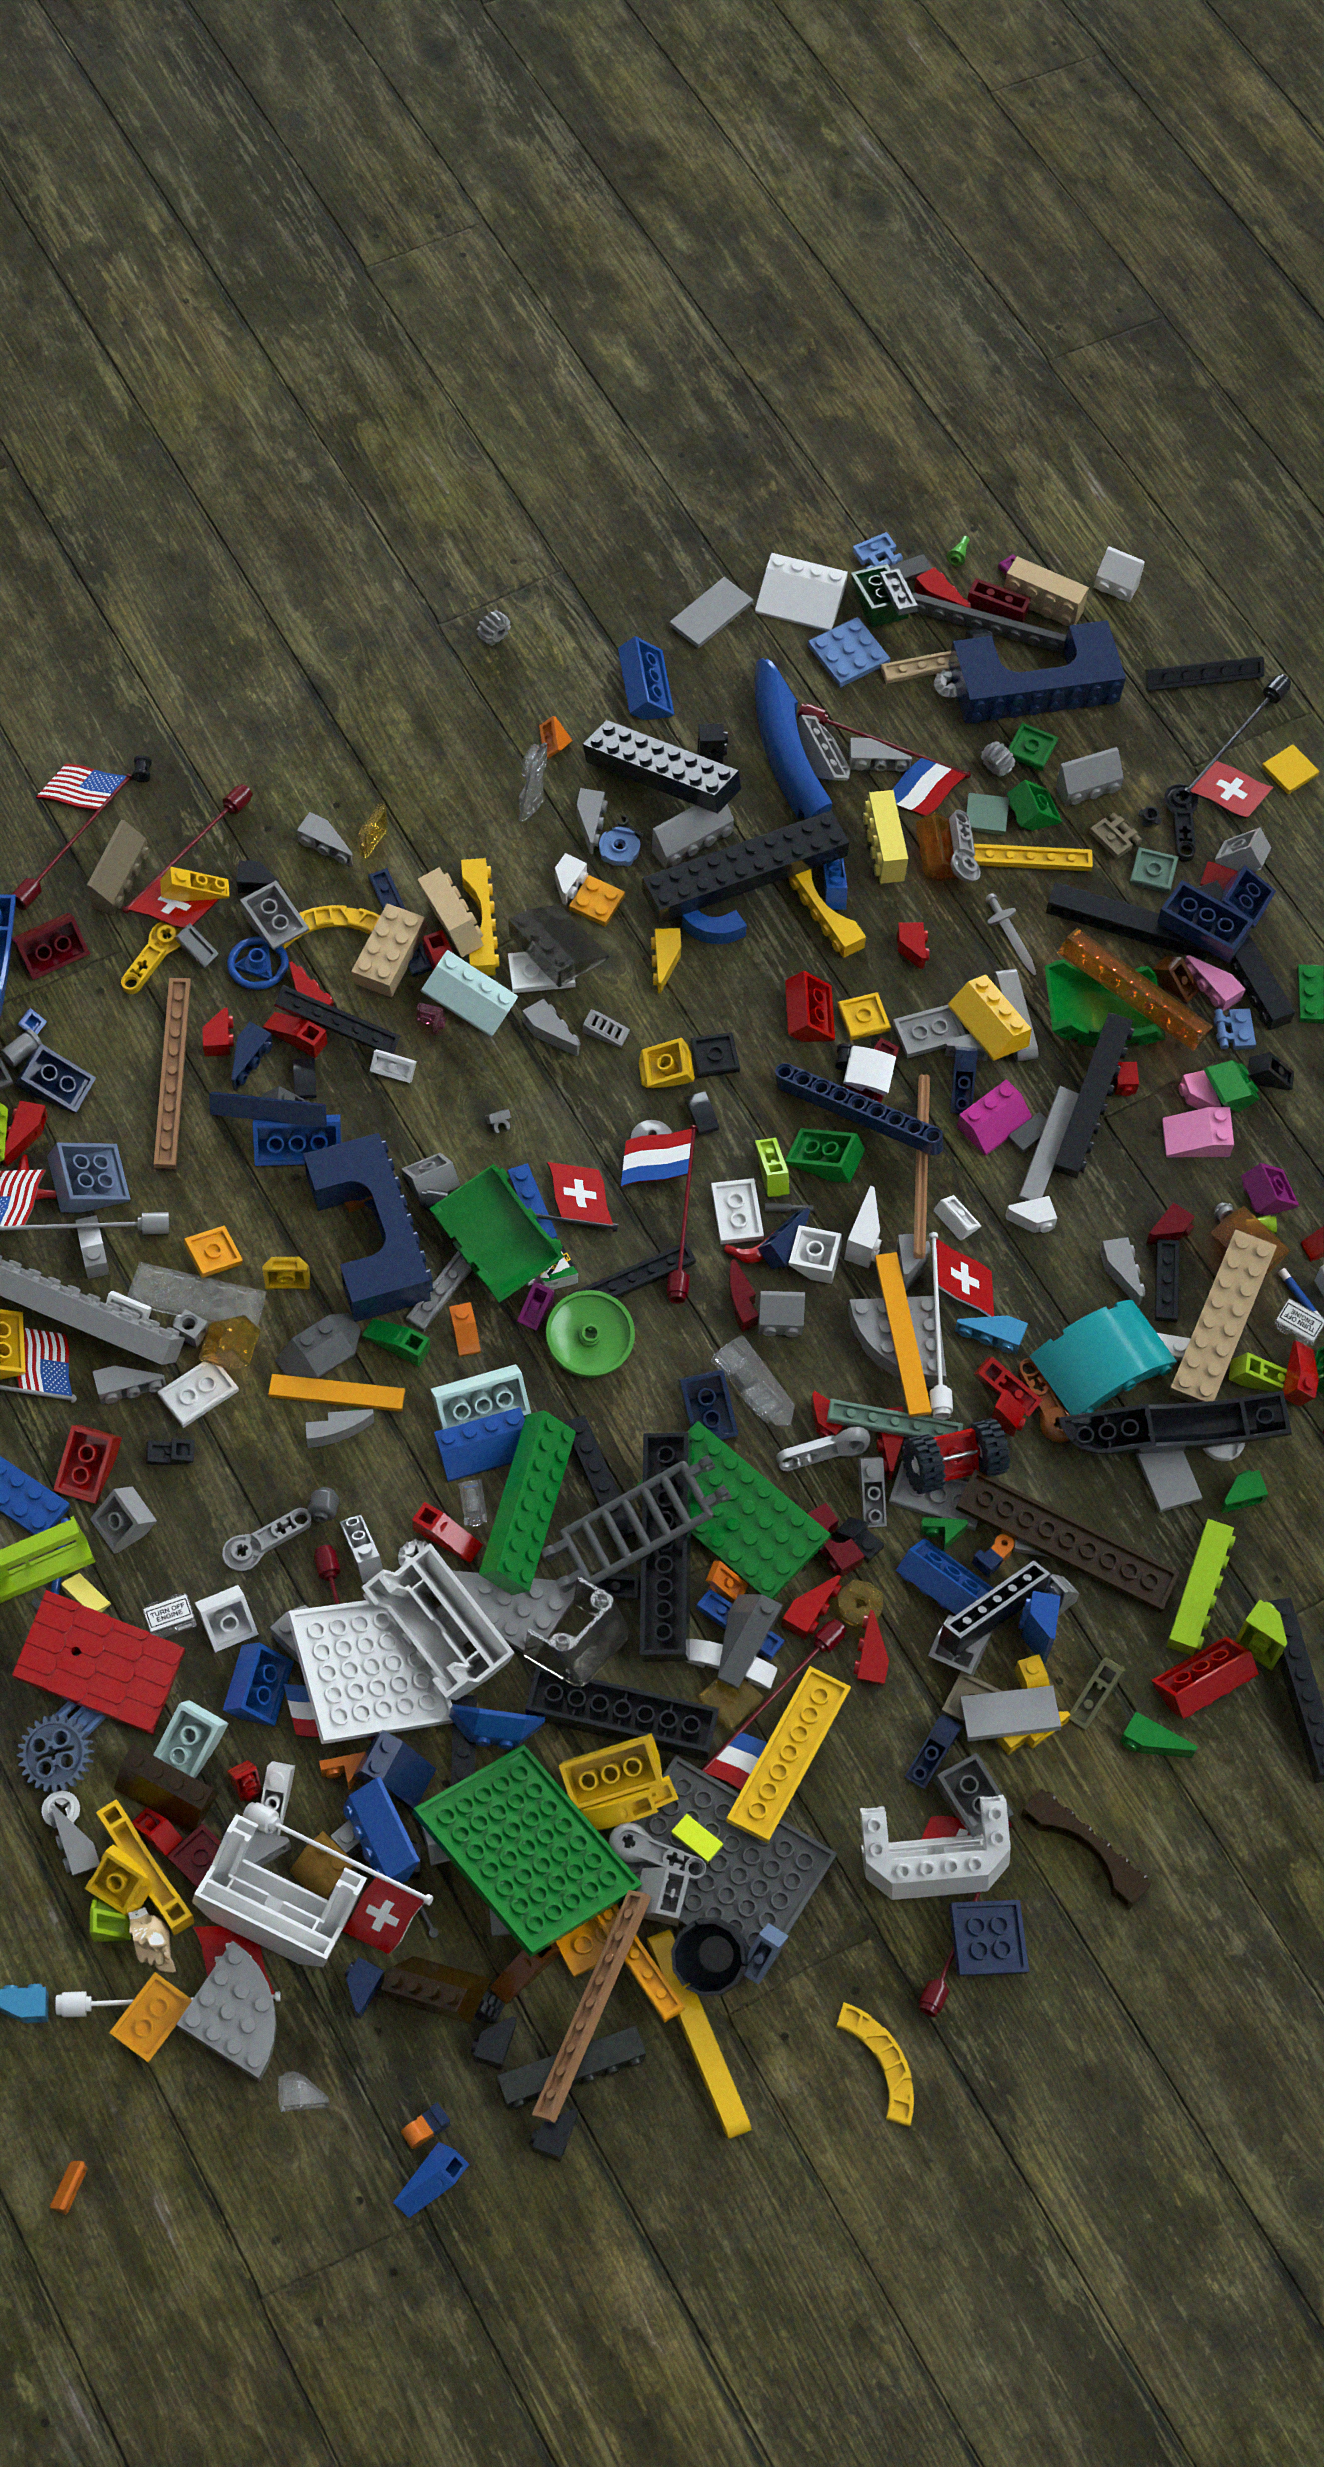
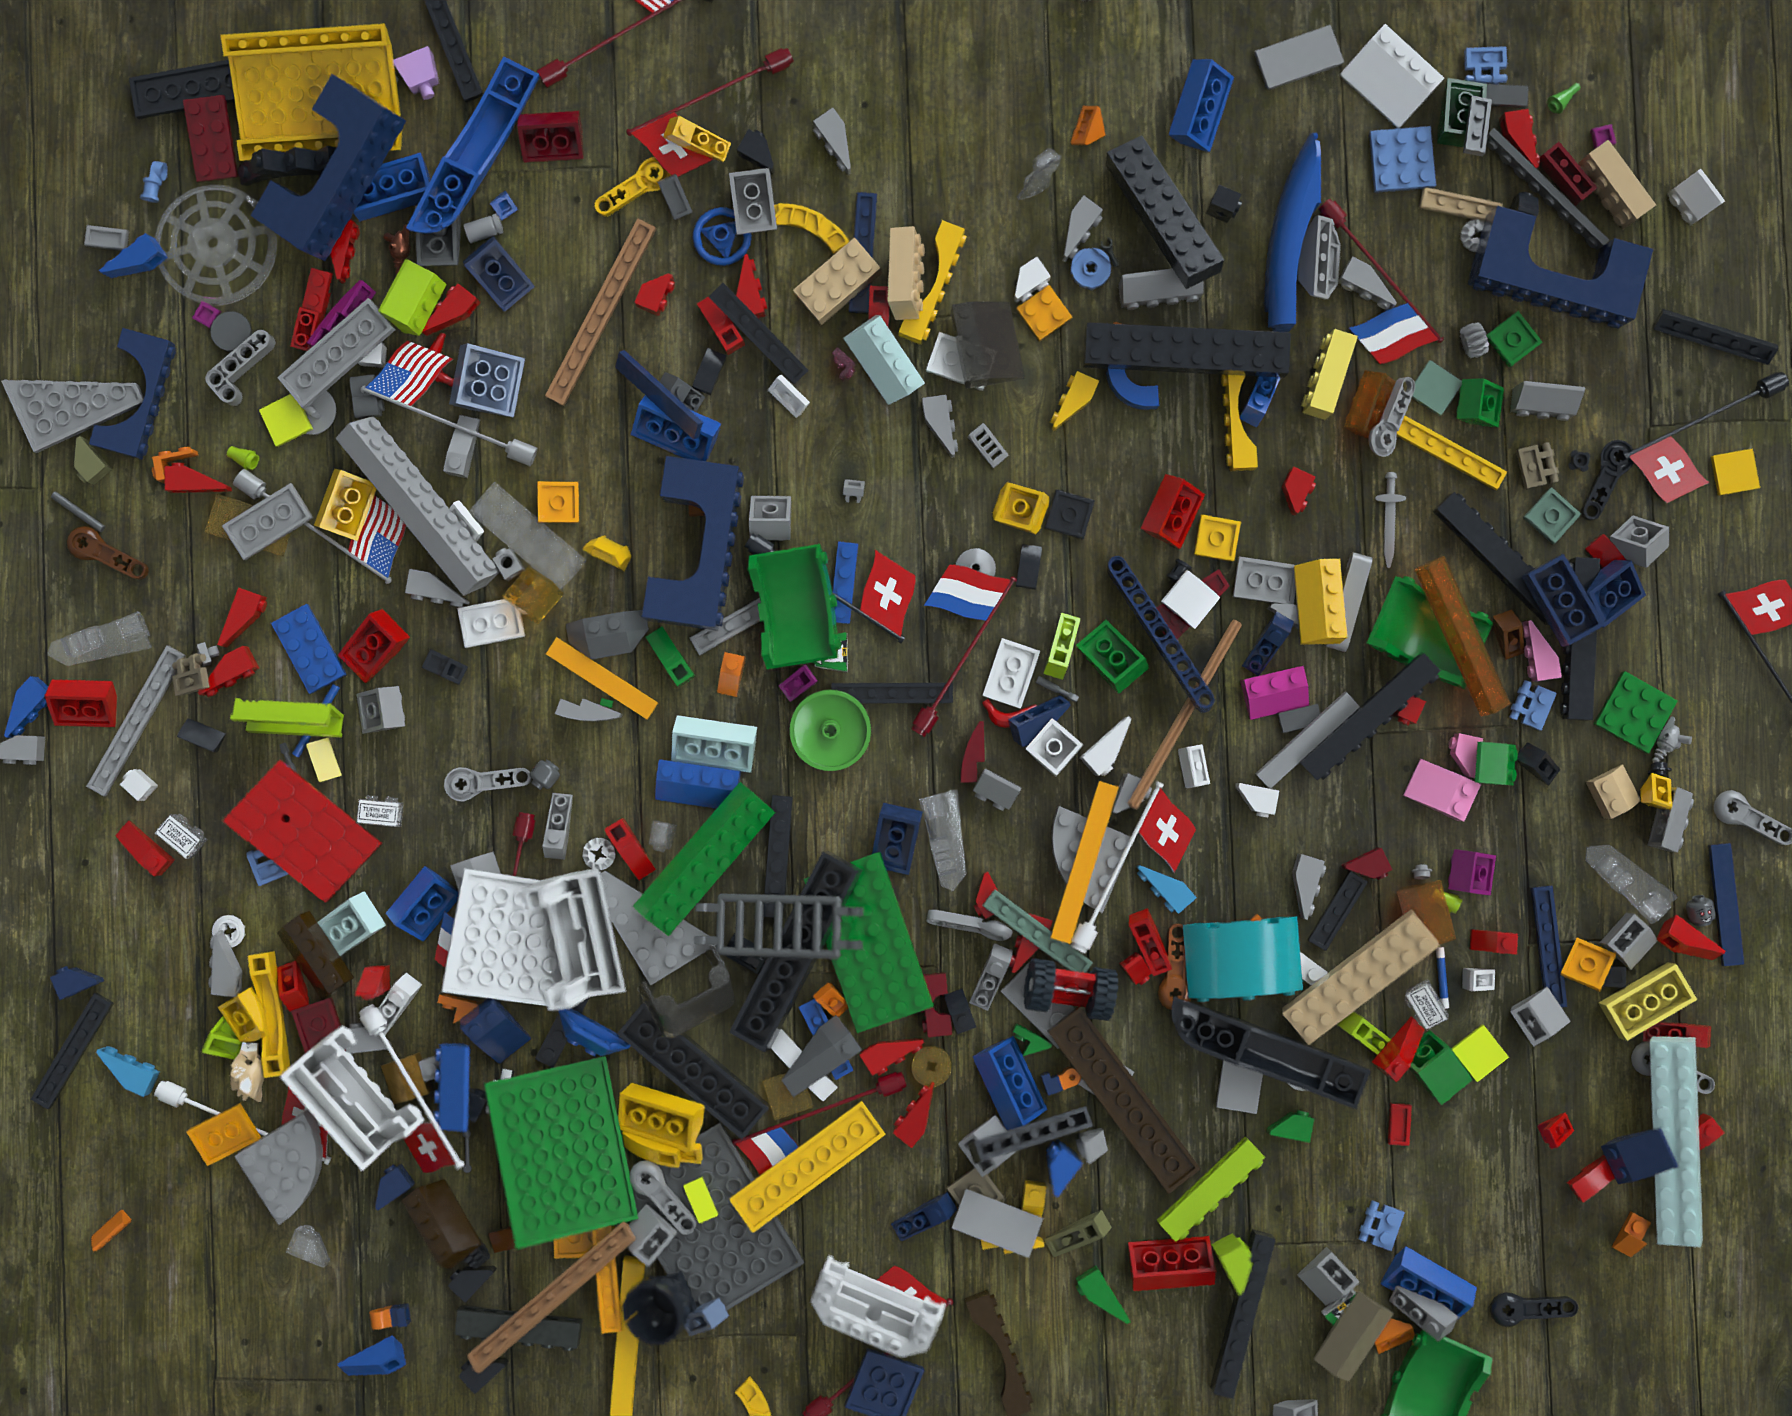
camera: 25 degrees right, 25 degrees up
(60, 1773) = (238, 902): sand blue gear -> none
(117, 868) = (640, 86): dark tan slope -> none
(226, 1618) = (423, 834): white slope -> none
(250, 1048) = (673, 322): dark blue slope -> none
(373, 830) = (879, 153): clear yellow plate -> none
(962, 1788) = (932, 1271): dark grey slope -> none

